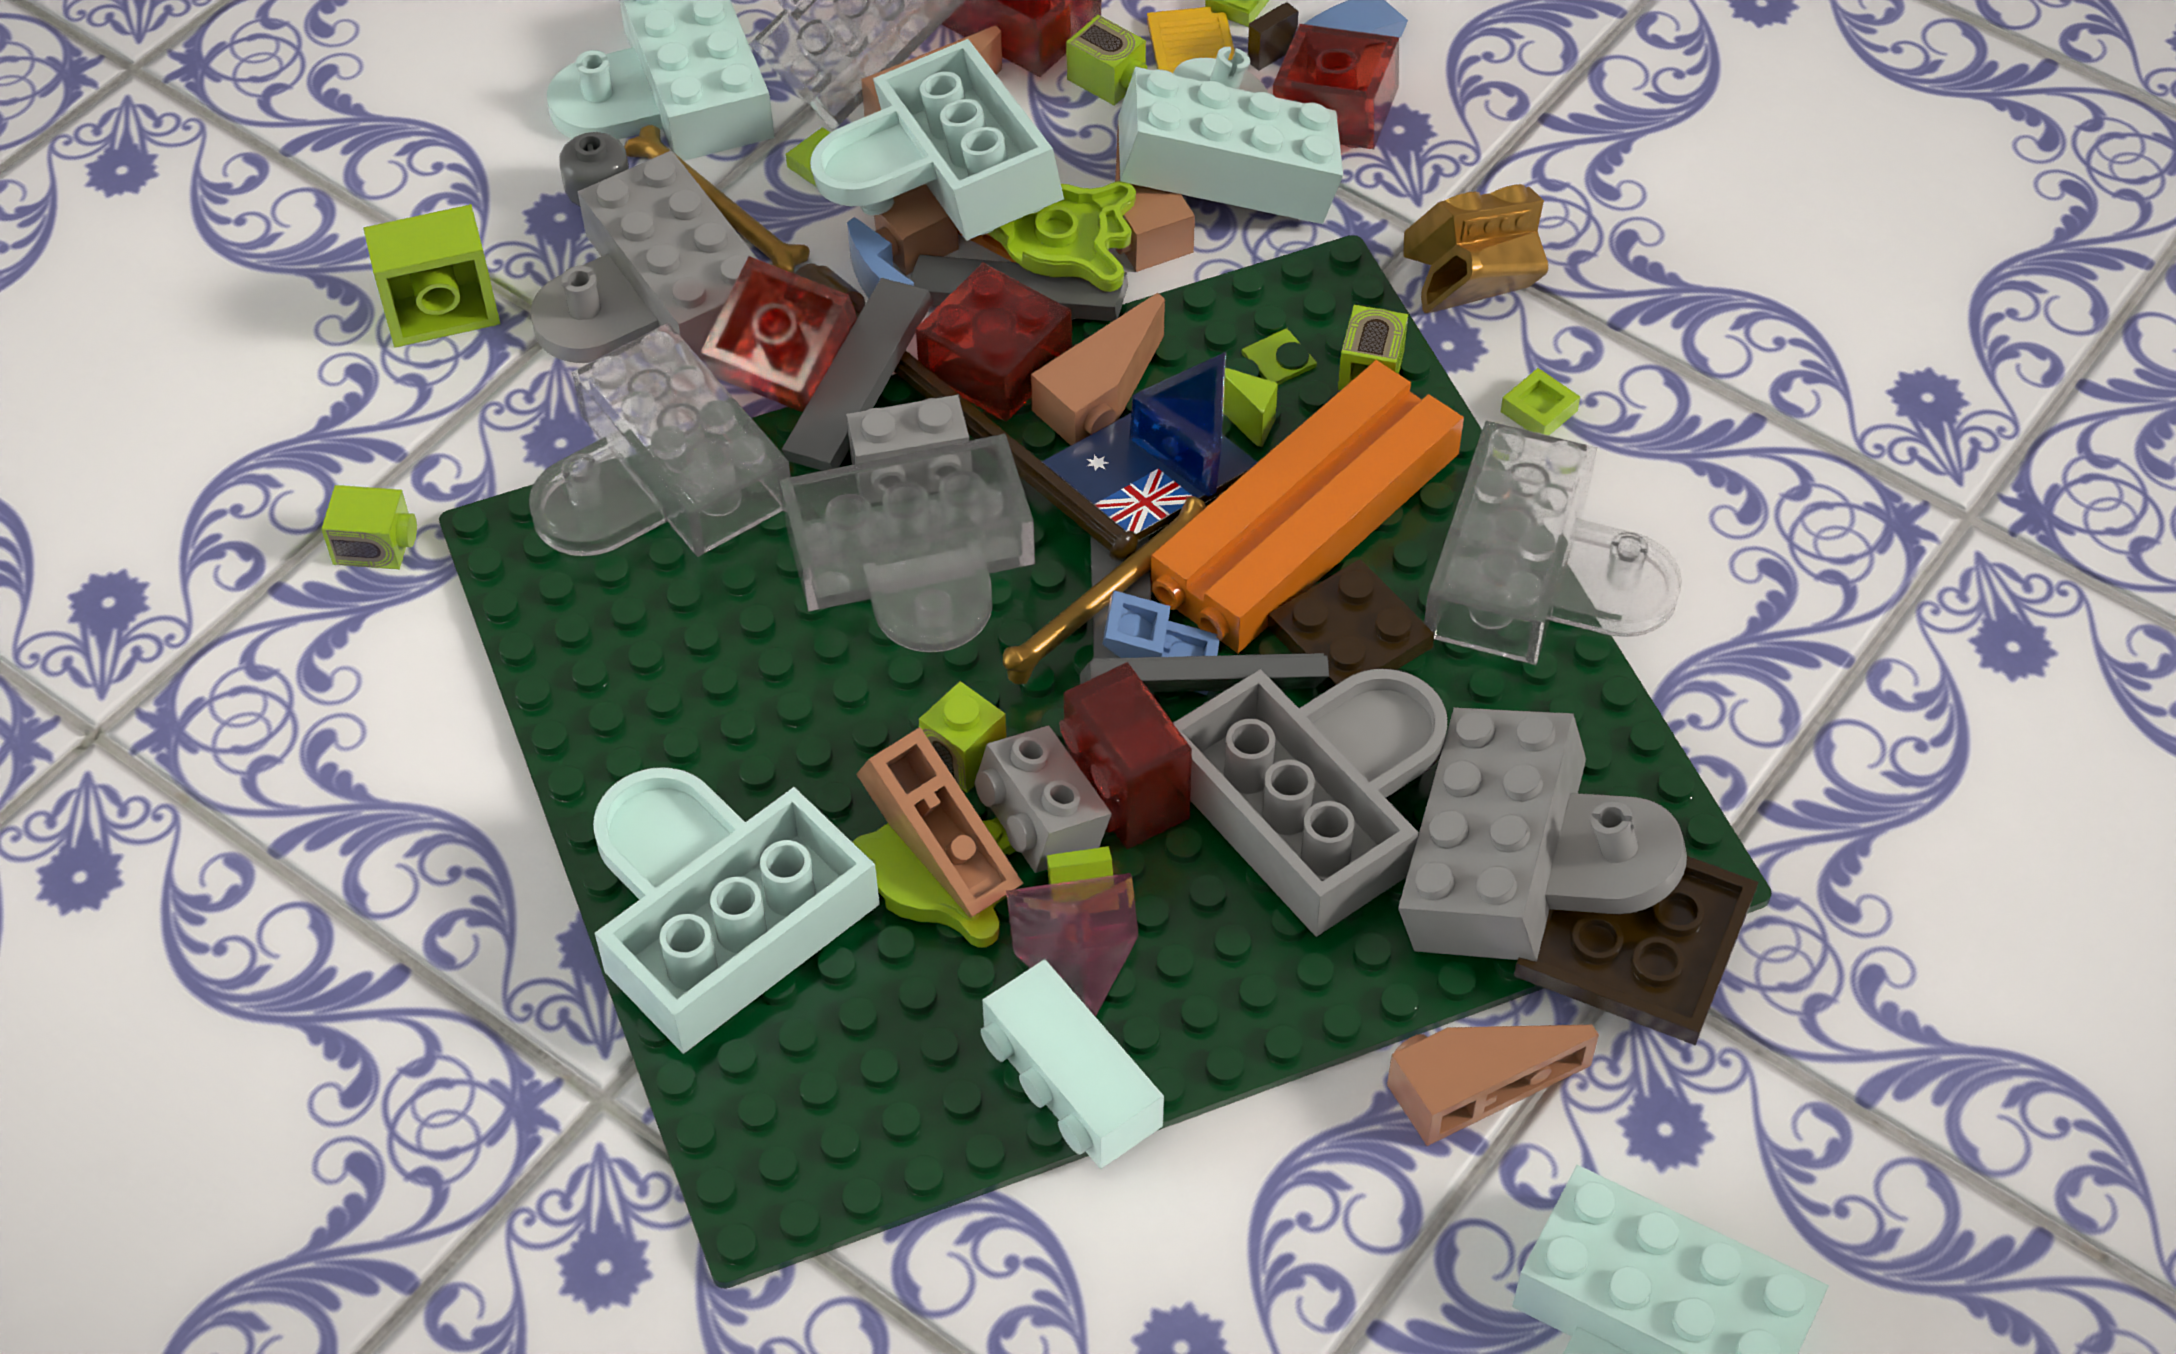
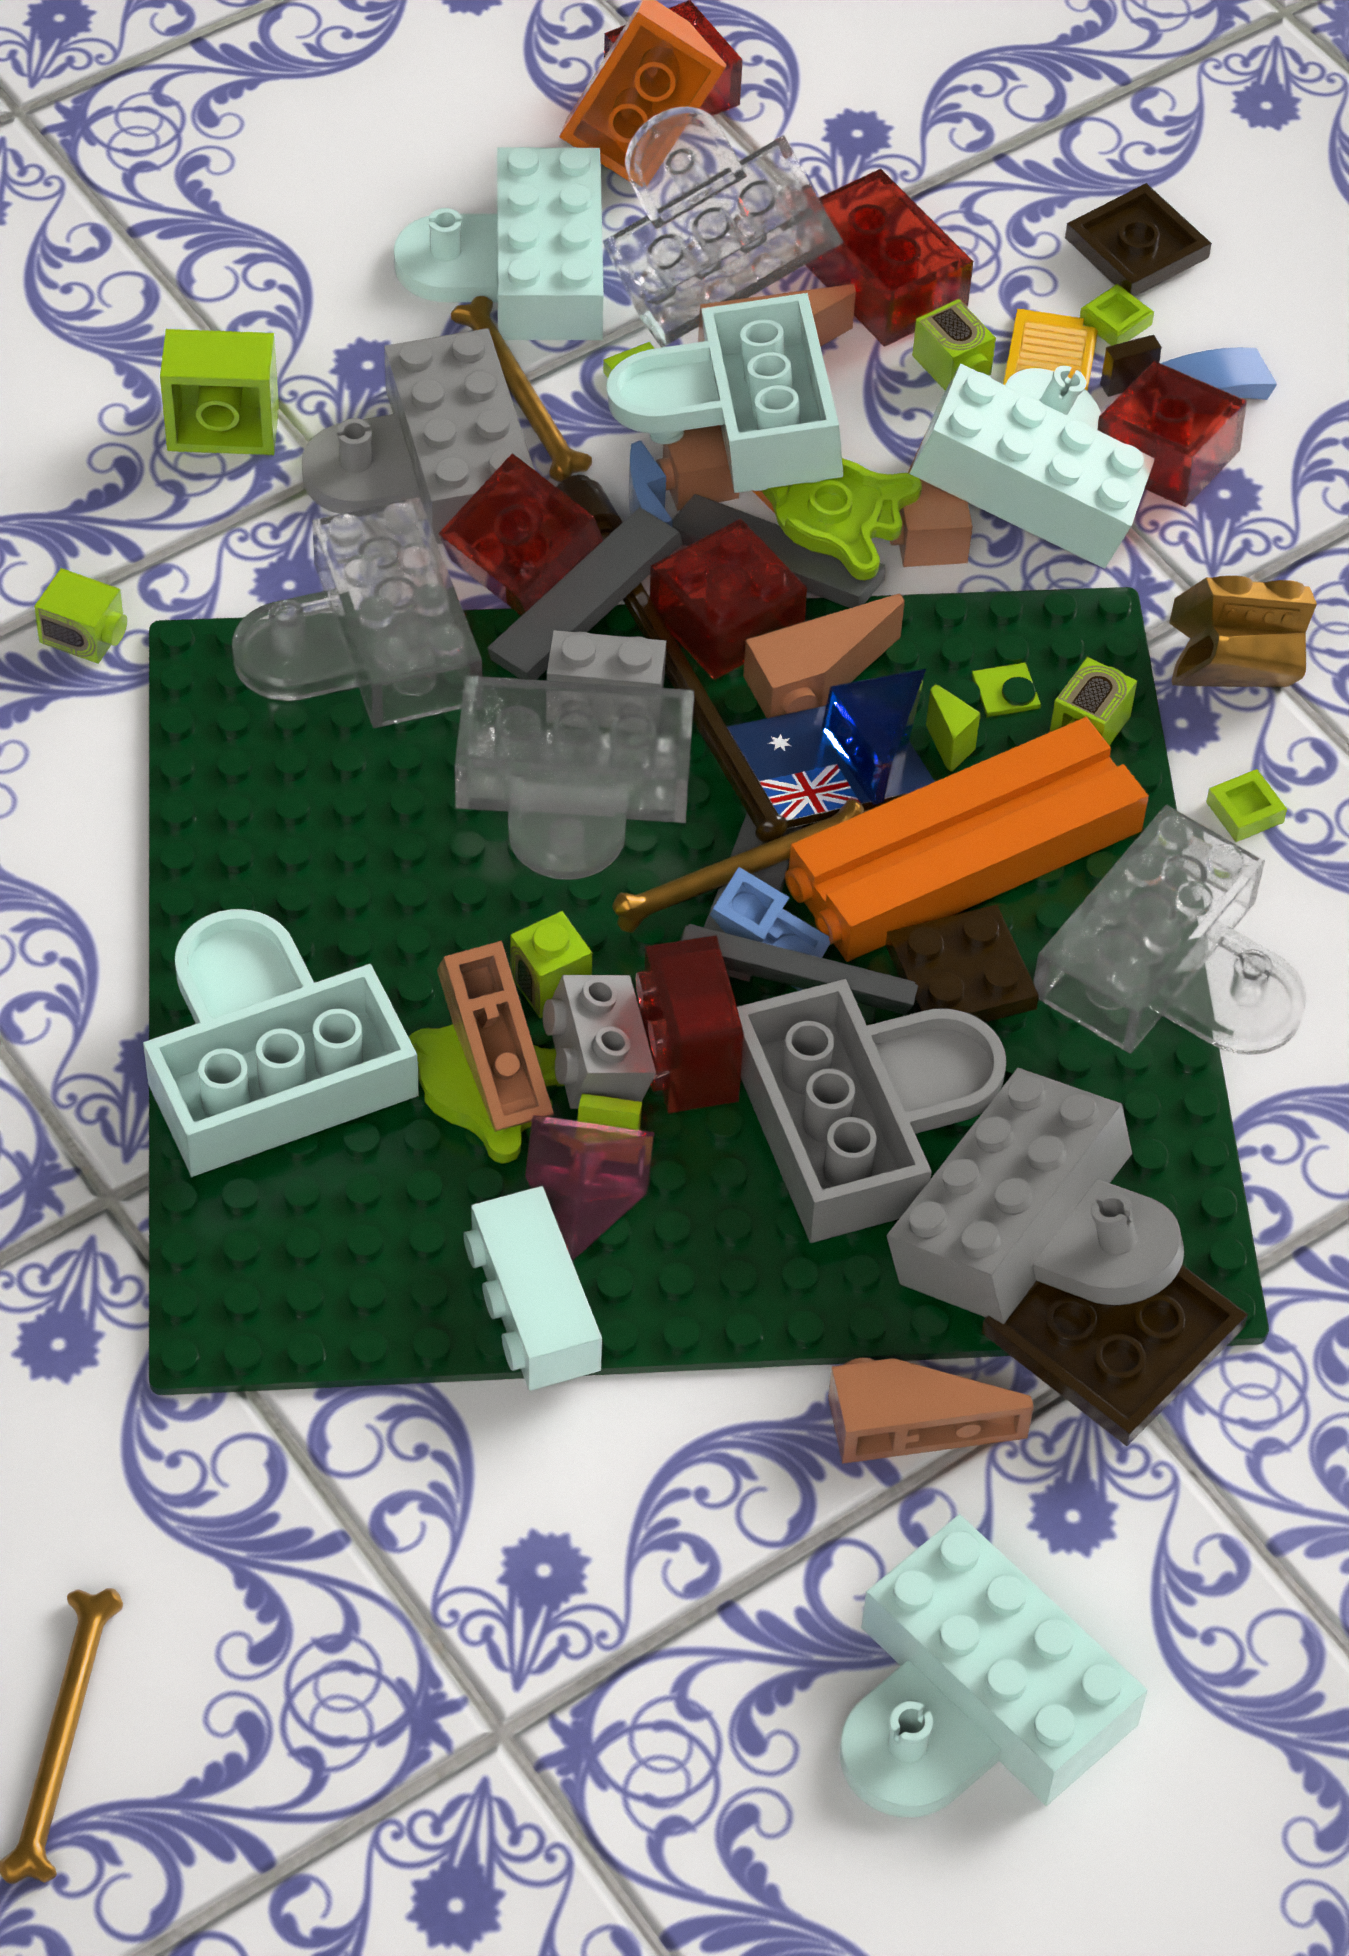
camera: 15 degrees right, 0 degrees up
(590, 160) = (410, 317): dark grey head -> none

